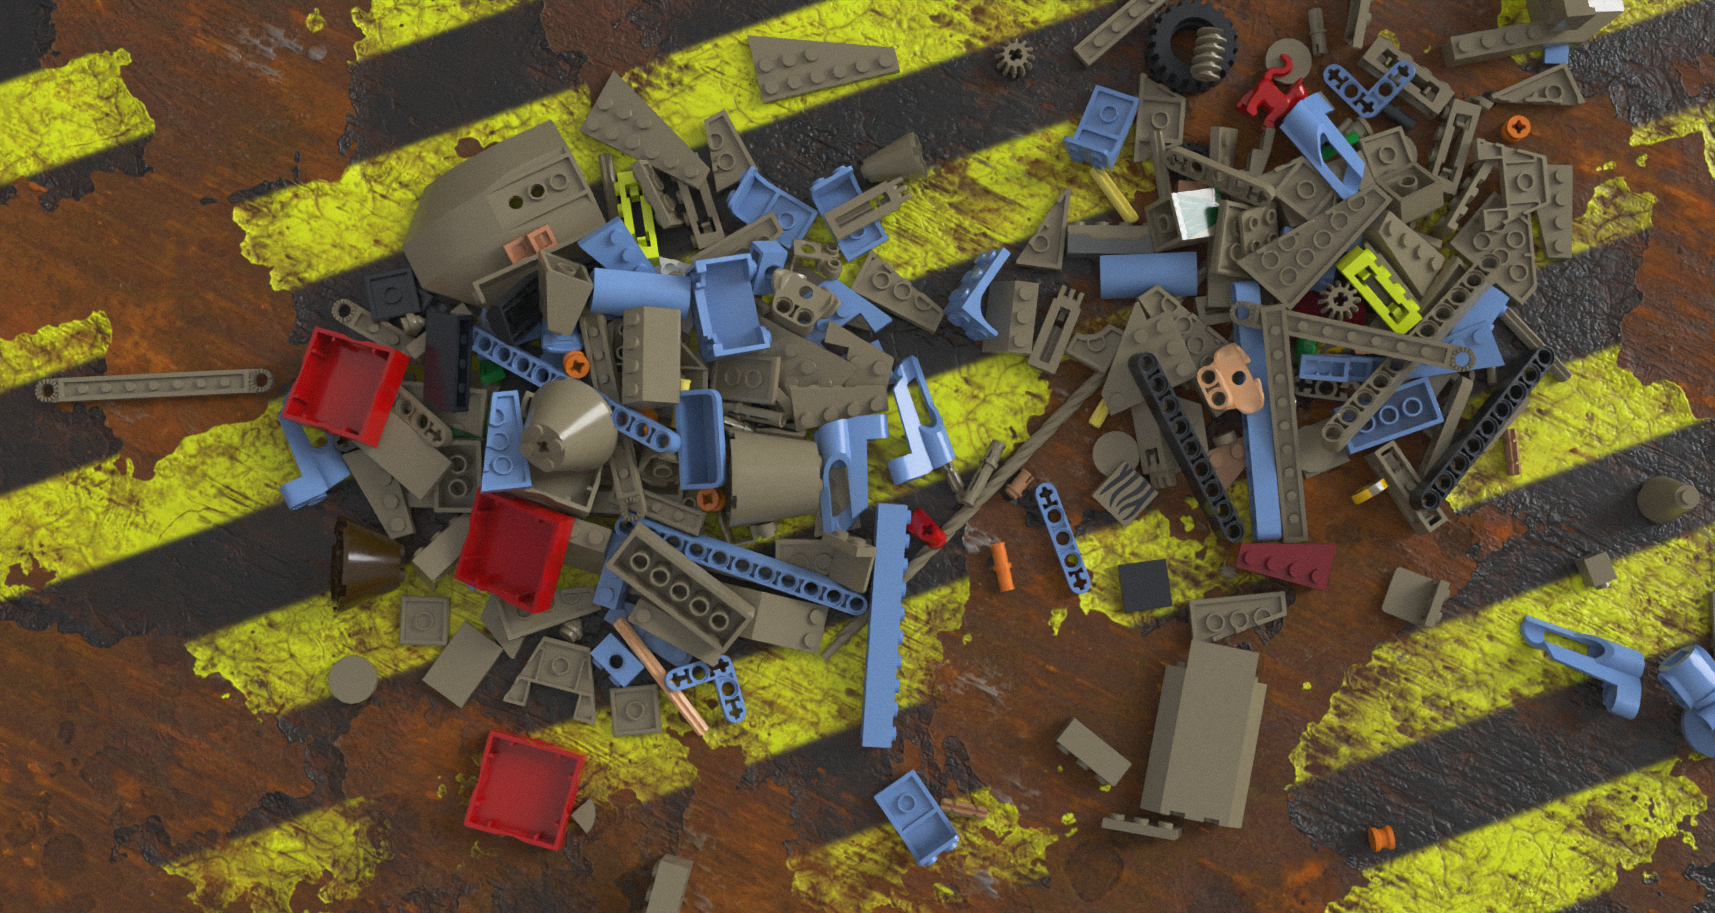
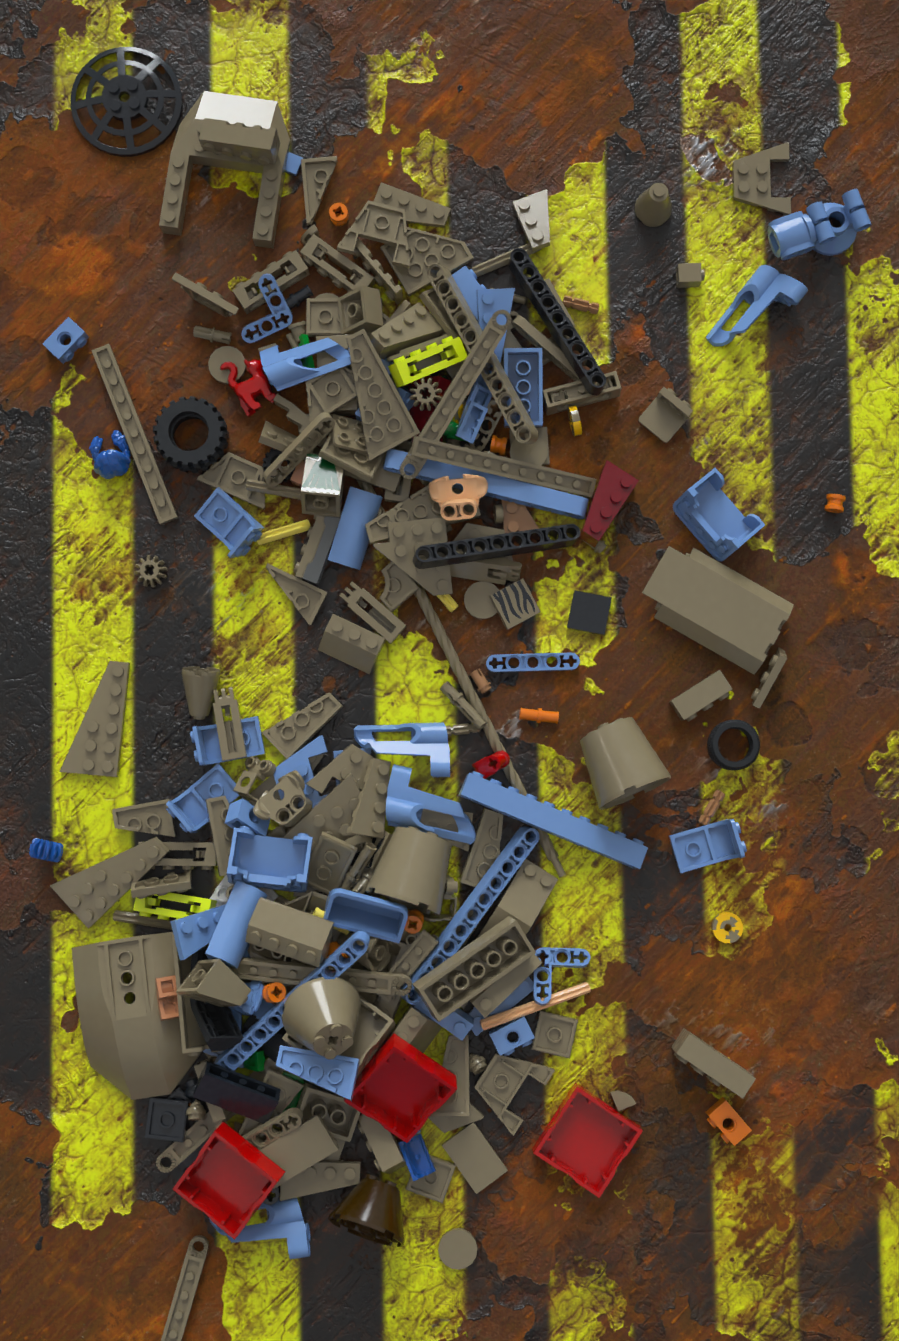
camera: 70 degrees left, 0 degrees up
(441, 596) = (417, 1157): none -> blue hinge
(652, 51) = (46, 850): none -> blue gear
(828, 885) = (735, 931): none -> yellow piece
(851, 560) = (496, 829): dark tan bracket -> none
(965, 302) = (326, 674): medium blue bracket -> none
(980, 682) = (621, 762): none -> dark tan cone
(1068, 825) = (753, 739): none -> black tyre
(1206, 54) = (202, 426): dark tan piece -> none
(1224, 616) = (632, 559): dark tan wing -> none
(1307, 410) = (498, 445): none -> orange wheel
(1313, 697) = (714, 517): none -> medium blue windscreen
(1595, 361) = (534, 219): none -> wing

